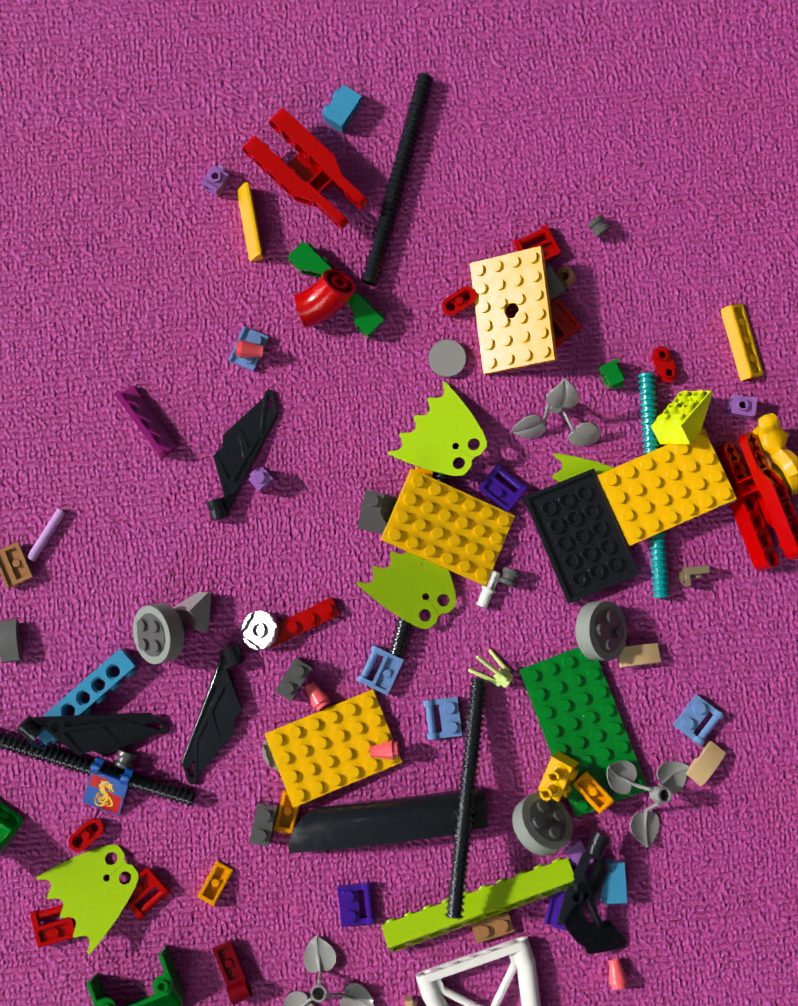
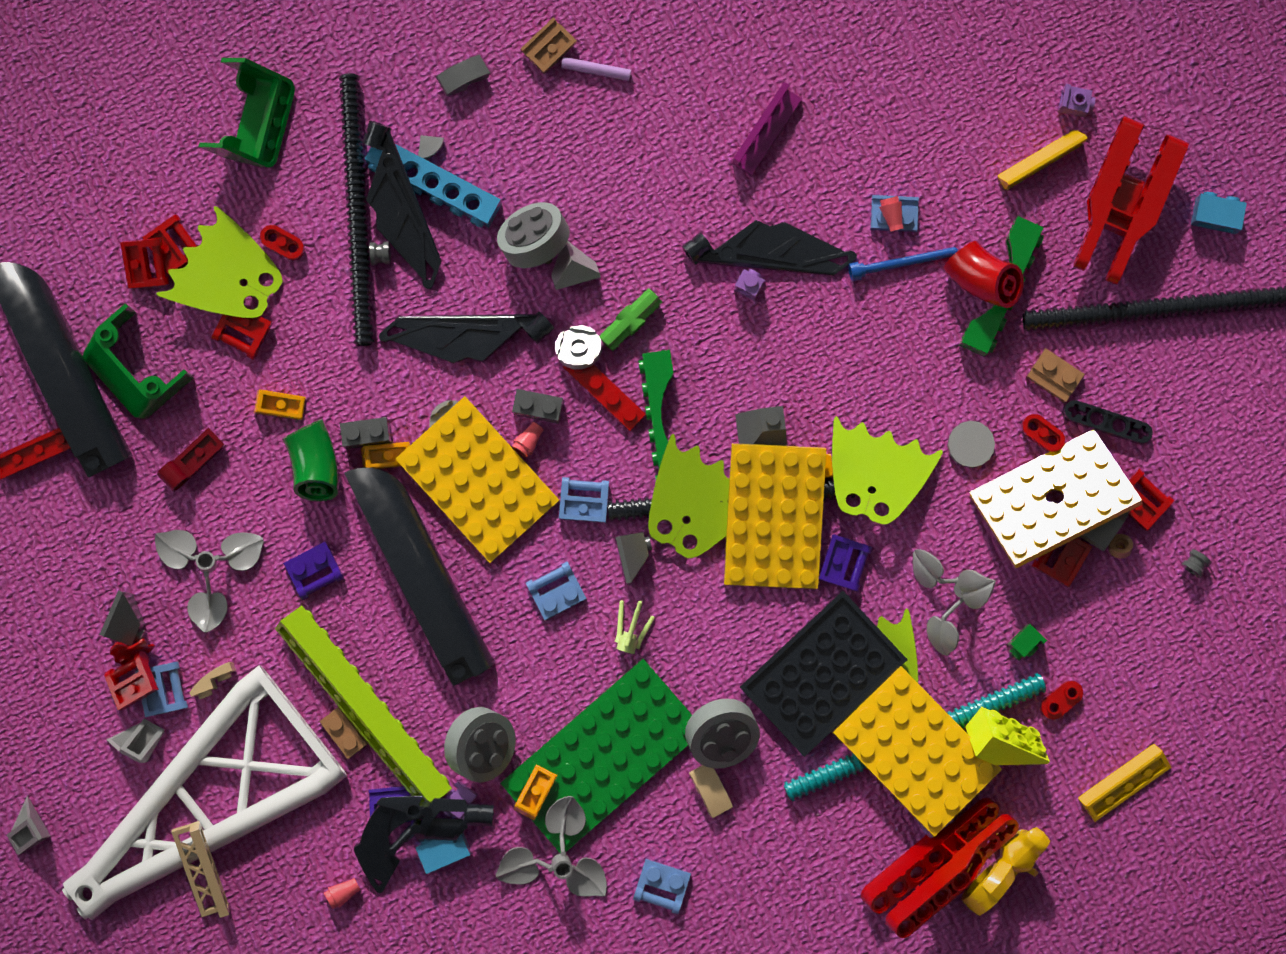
camera: 70 degrees right, 0 degrees up
(55, 688) = (429, 146): none -> light grey tile
(59, 959) = (137, 263): none -> red plate
(106, 790) = (339, 245): flag -> none
(253, 581) = (630, 319): none -> bright green piece
(271, 874) = (313, 462): none -> green brick
(282, 392) = (858, 270): none -> blue piece
(303, 575) = (658, 373): none -> green arch
(385, 750) = (496, 538): coral cone -> none
(418, 276) = (1055, 375): none -> medium nougat plate
(437, 648) = (633, 554): none -> dark grey slope
(466, 798) = (478, 646): black piece -> none
(468, 251) = (1107, 422): none -> black beam
(488, 590) = (721, 590): white axle -> none
(509, 577) = (744, 608): dark grey wheel -> none
(558, 777) = (538, 744): yellow brick -> none
(695, 571) = (832, 822): dark tan bracket -> none
(706, 763) = (615, 911): tan slope -> none
(735, 410) = (1041, 815): medium lavender brick -> none

